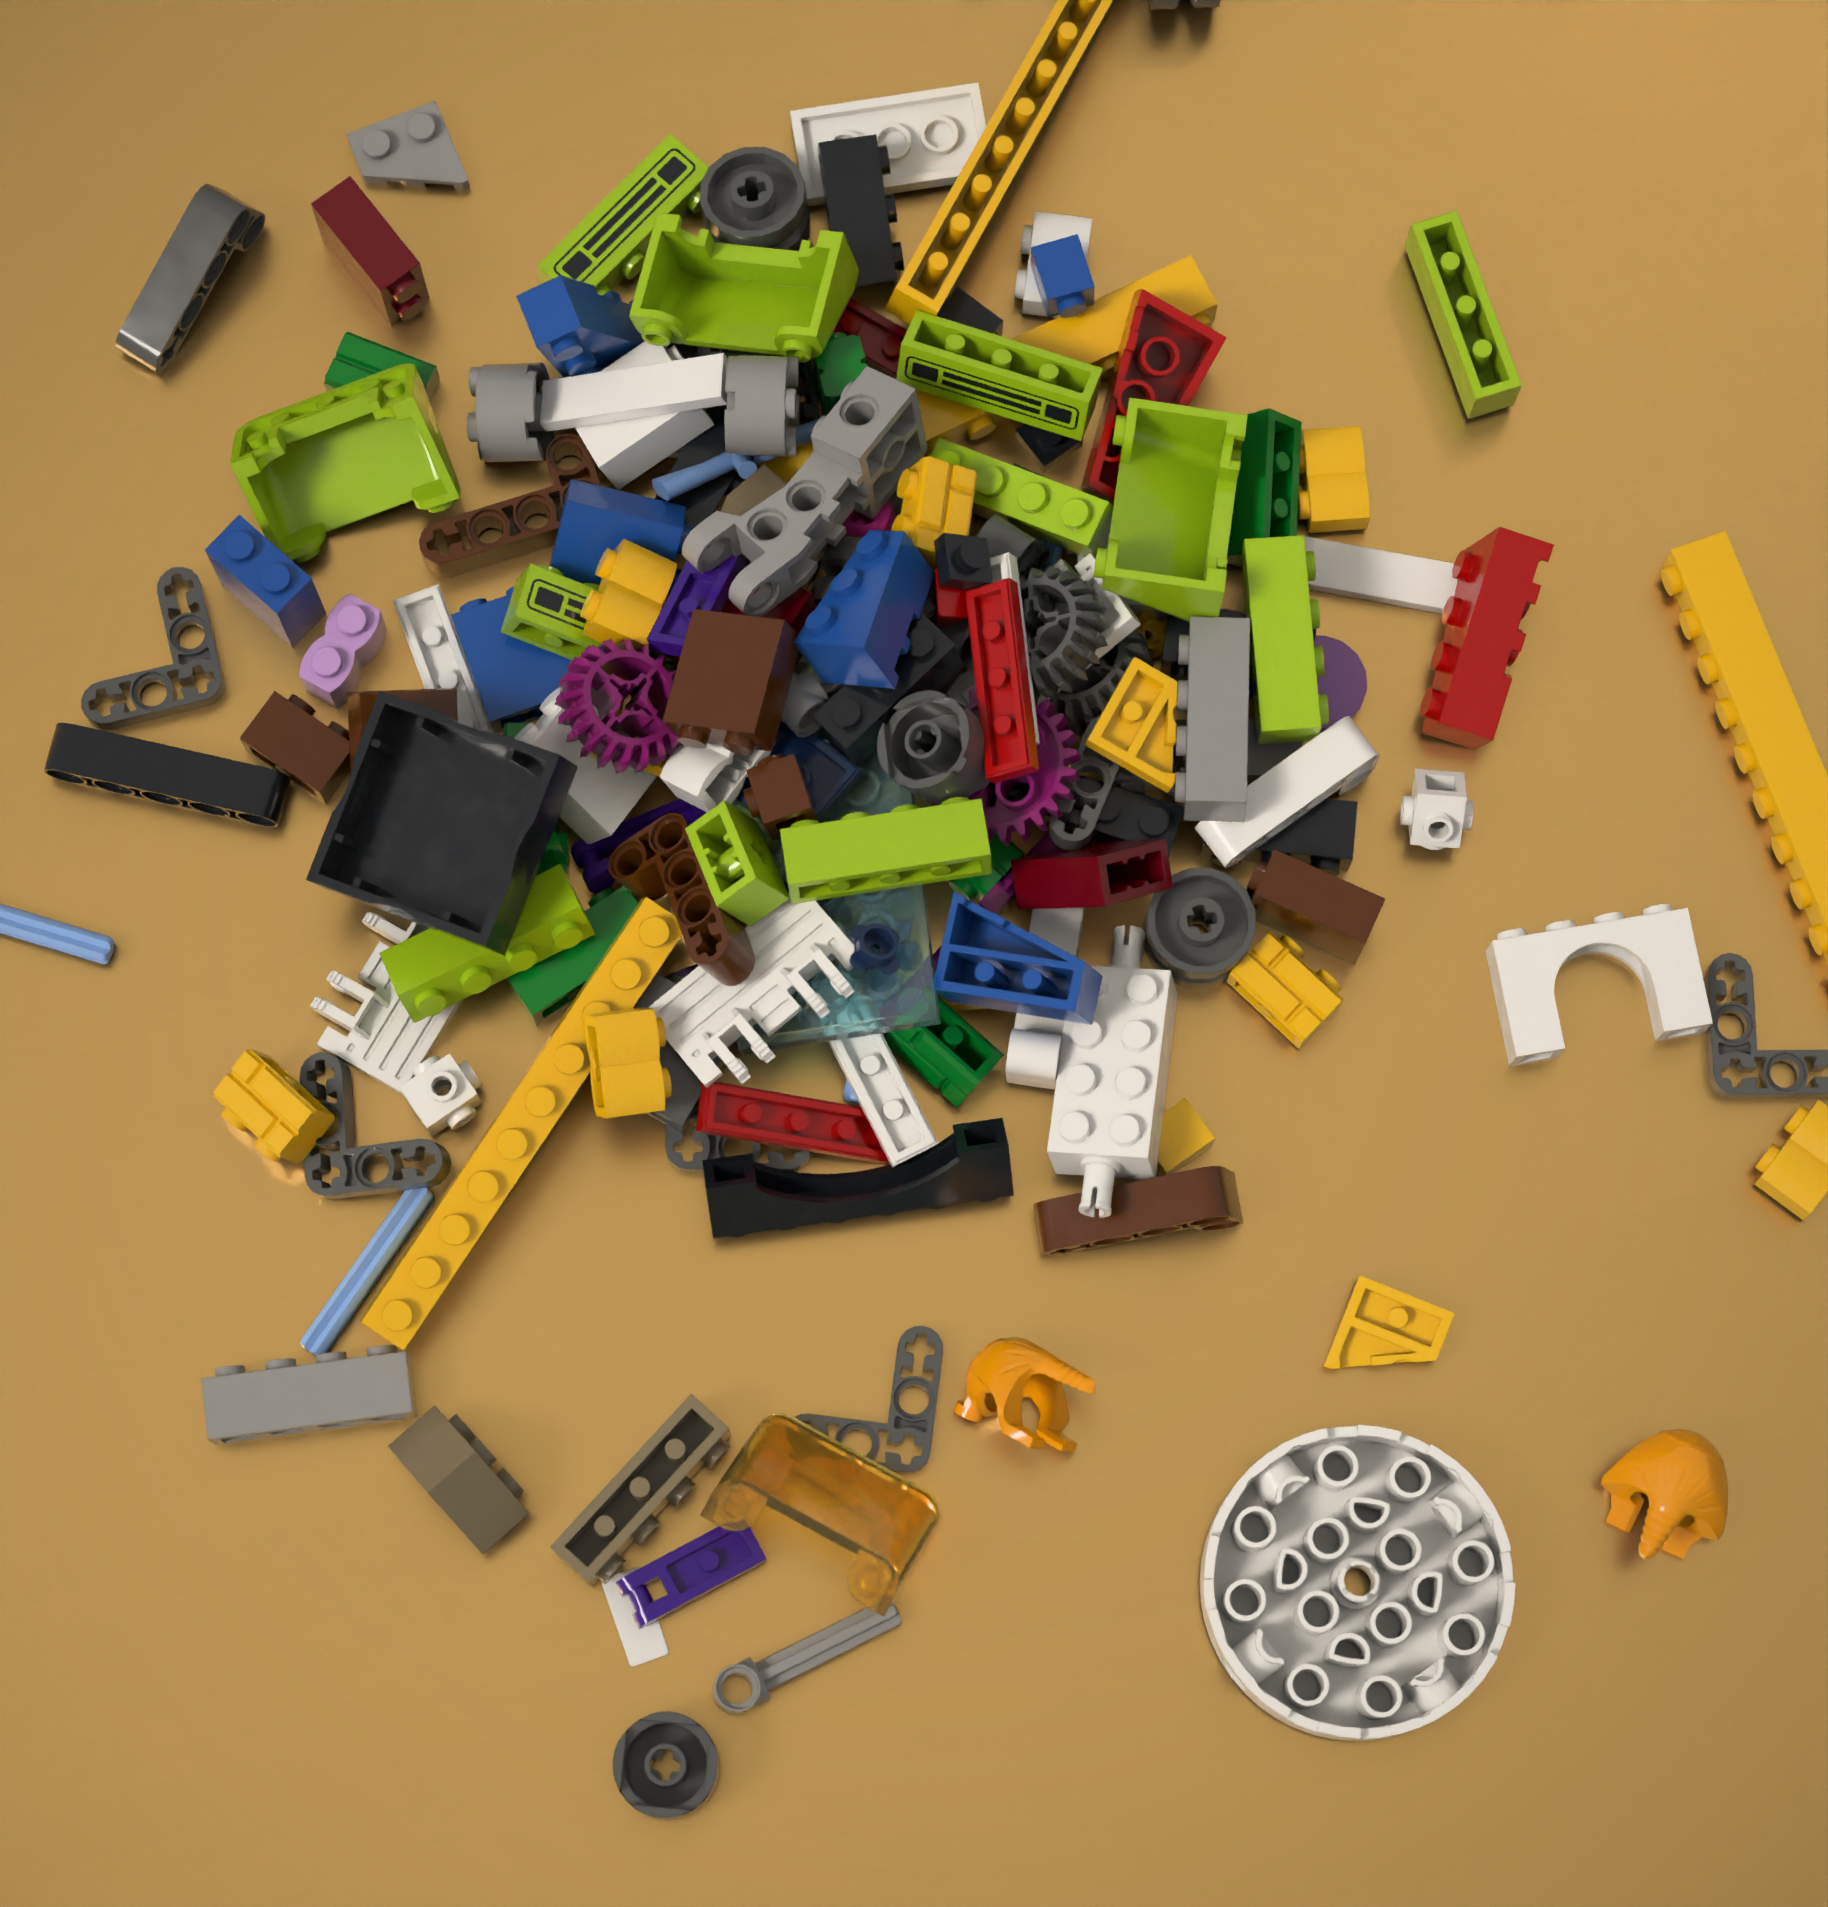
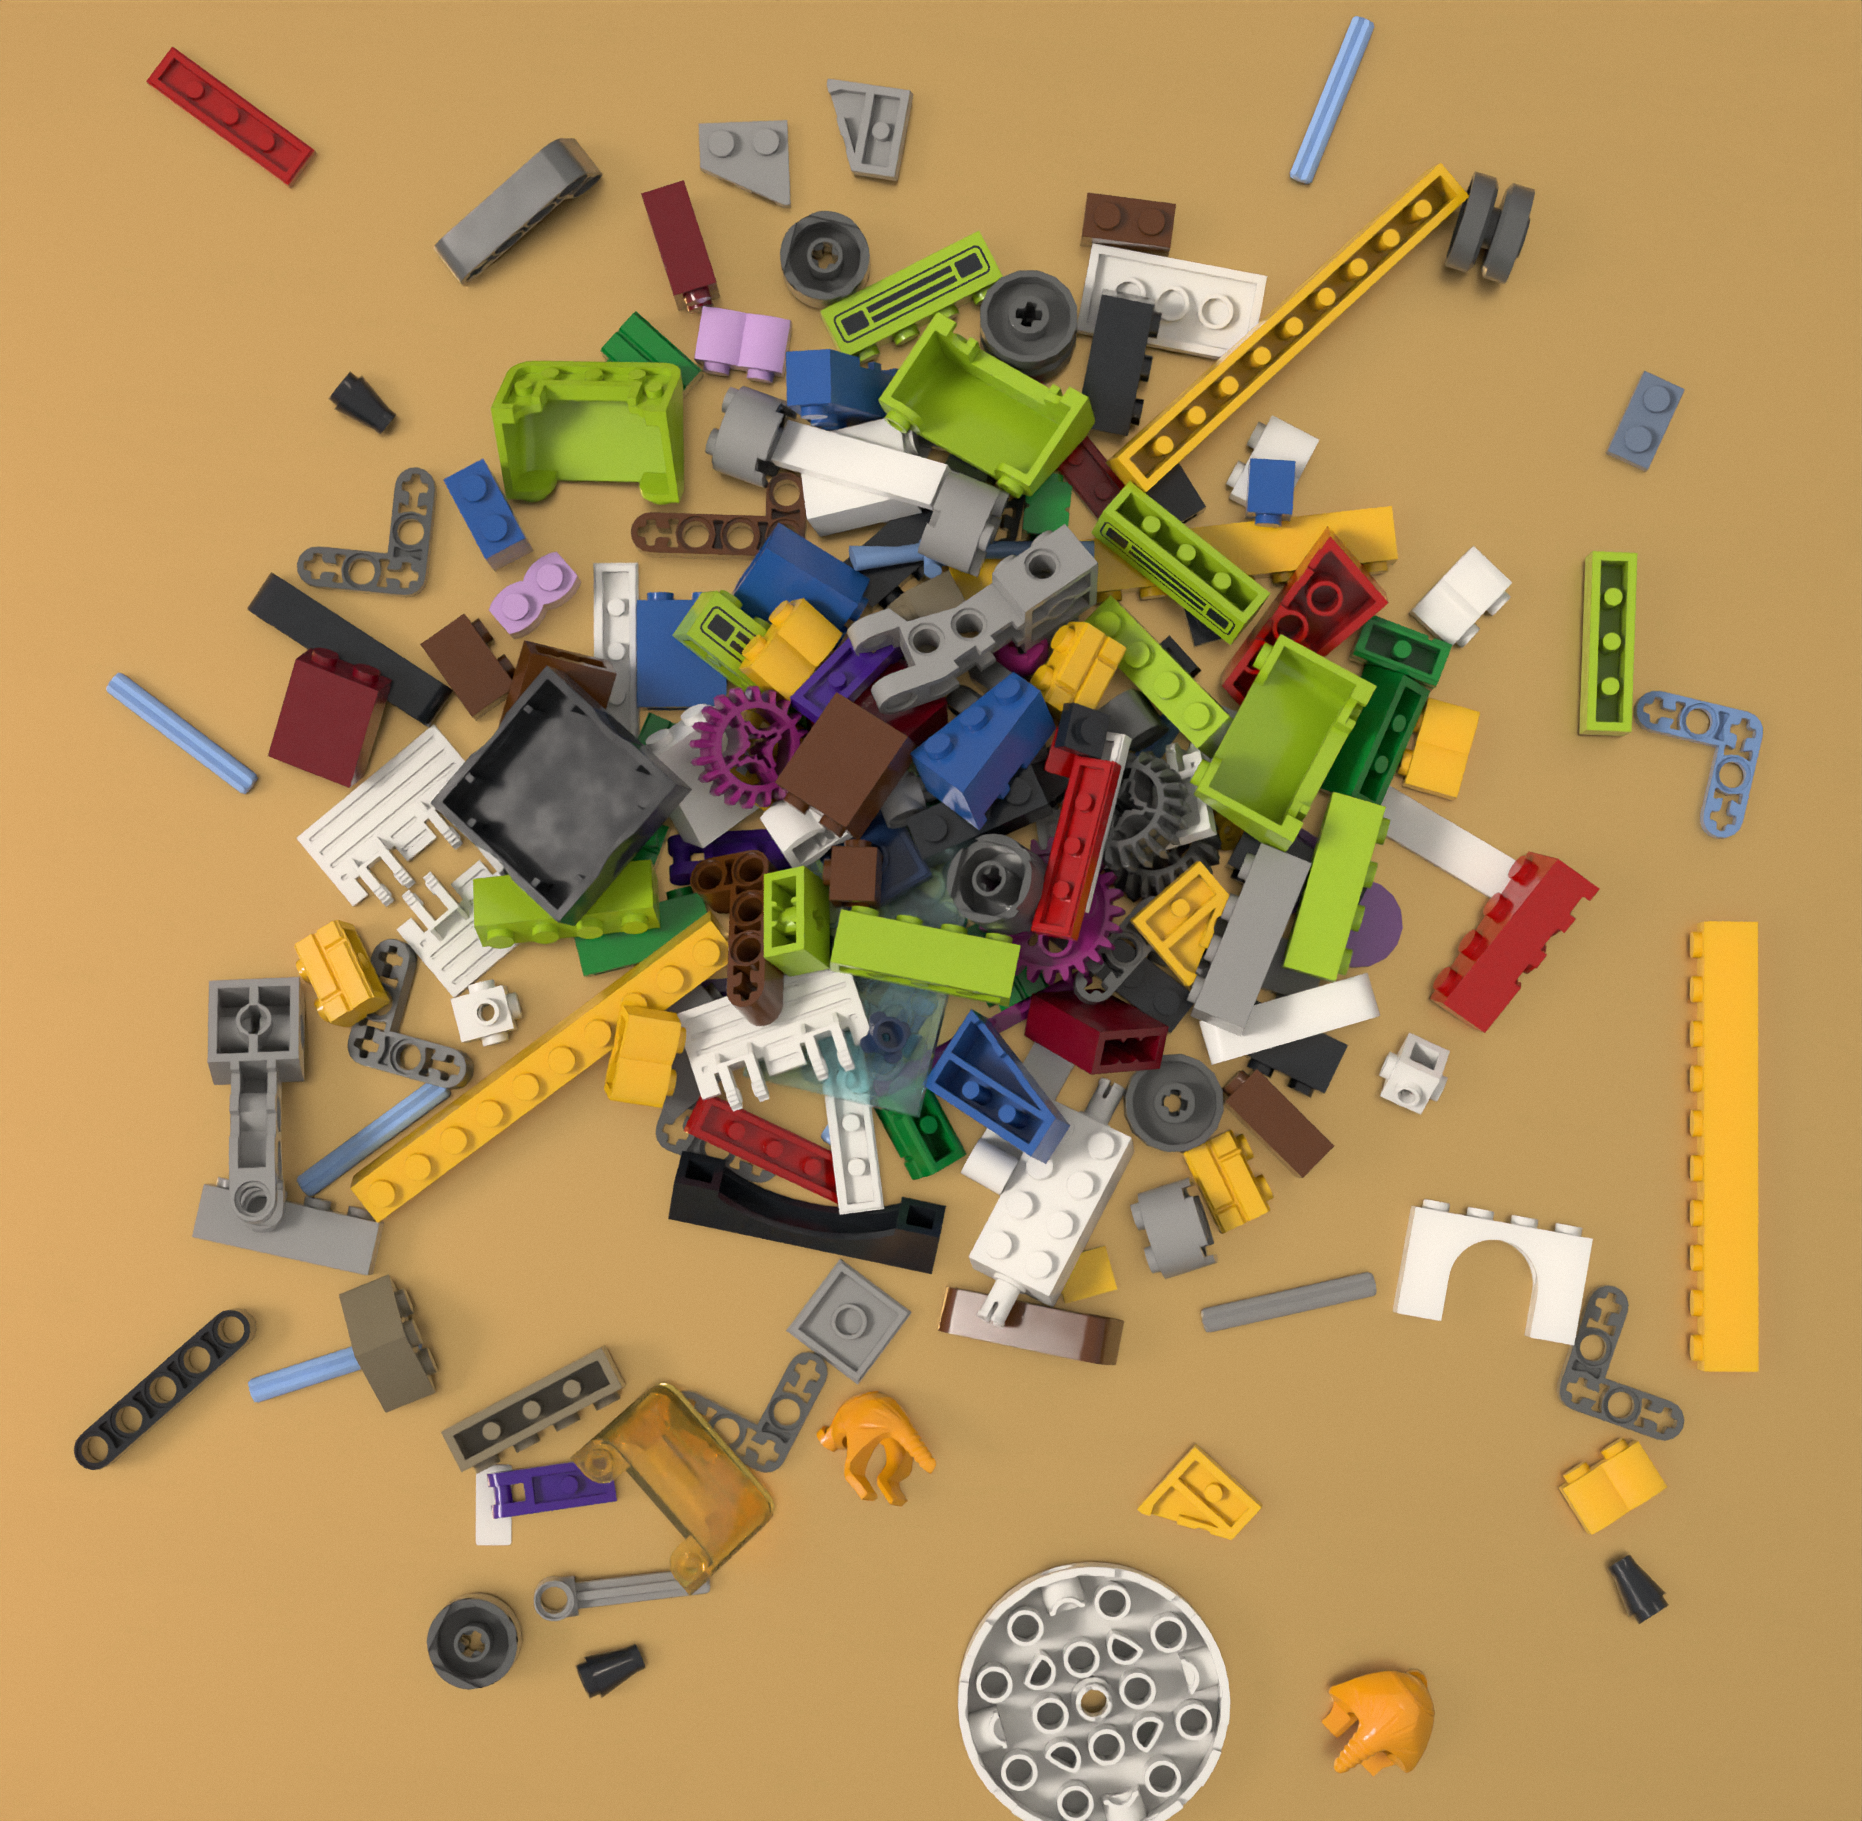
camera: 20 degrees right, 10 degrees up
(93, 524) = (361, 402): none -> black cone
(169, 843) = (330, 716): none -> dark red brick
(207, 1216) = (255, 1047): none -> light grey brick
(211, 1632) = (146, 1400): none -> black beam
(264, 931) = (386, 815): none -> white hinge
(384, 1546) = (303, 1374): none -> light blue axle
(469, 329) = (742, 343): none -> lavender brick
(516, 191) = (810, 240): none -> dark grey brick
(523, 76) = (872, 126): none -> light grey wing
(818, 77) = (1128, 224): none -> reddish brown brick
(822, 1748) = (609, 1669): none -> black cone
(944, 1281) = (849, 1321): none -> light grey tile
(1251, 1053) = (1174, 1229): none -> light grey brick
(1256, 387) = (1400, 651): none -> green brick
(1296, 325) = (1461, 599): none -> white brick
(1398, 1093) = (1288, 1302): none -> light grey axle
(1411, 95) = (1645, 421): none -> sand blue plate
(1609, 372) = (1717, 736): none -> medium blue beam

